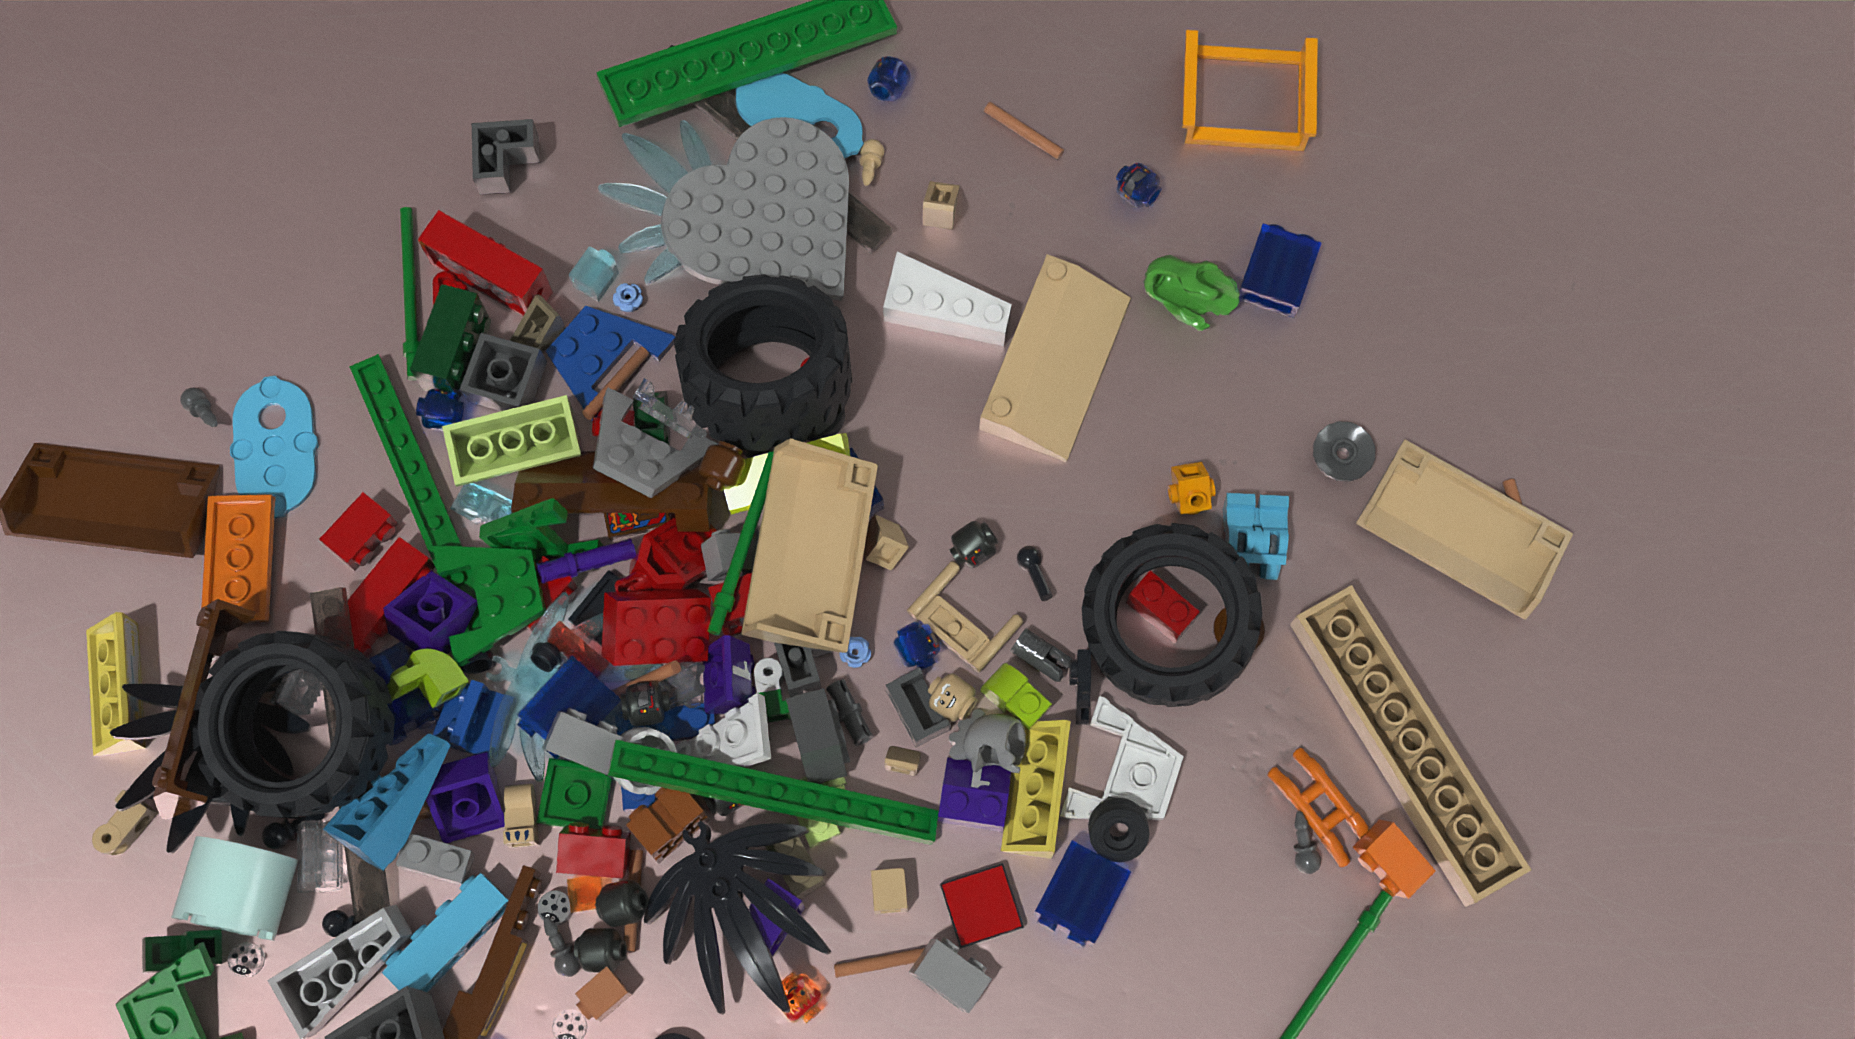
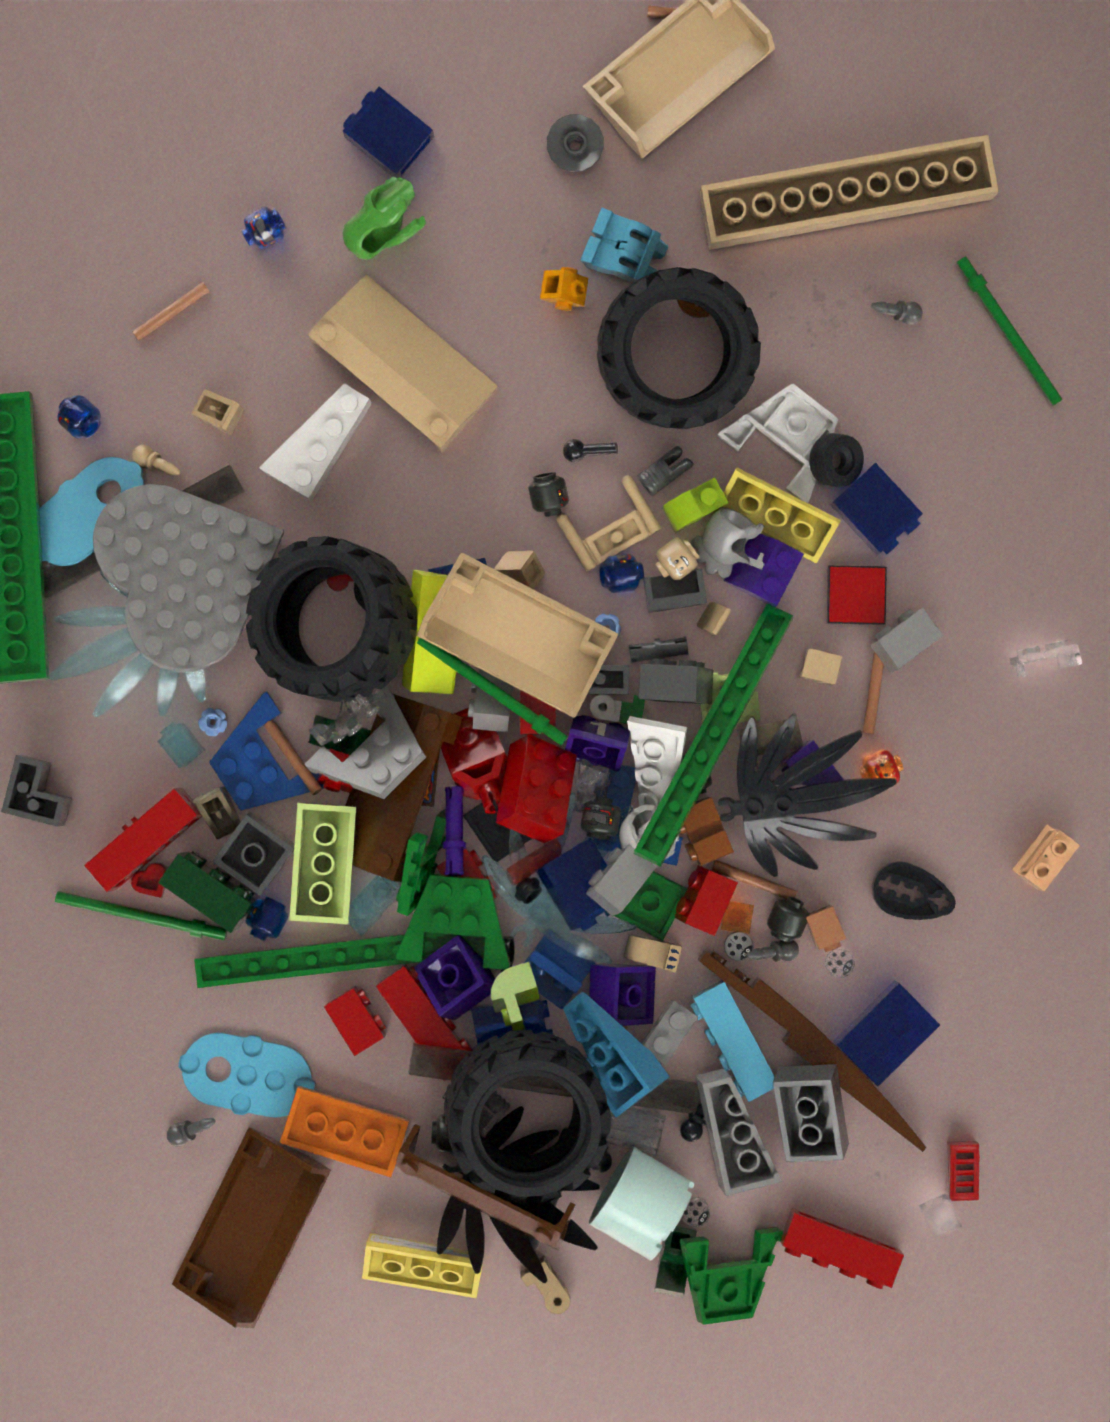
camera: 70 degrees left, 15 degrees up
(621, 903) = (758, 889): pearl dark grey head -> none
(656, 675) = (579, 802): nougat bar -> none
(722, 466) = (416, 687): reddish brown head -> none
(1081, 678) = (697, 443): black wing -> none
(1162, 607) = (660, 352): red brick -> none
(1302, 803) = (862, 298): orange piece -> none
(1307, 96) = (226, 40): light orange piece -> none
(1393, 859) = (937, 242): orange brick -> none

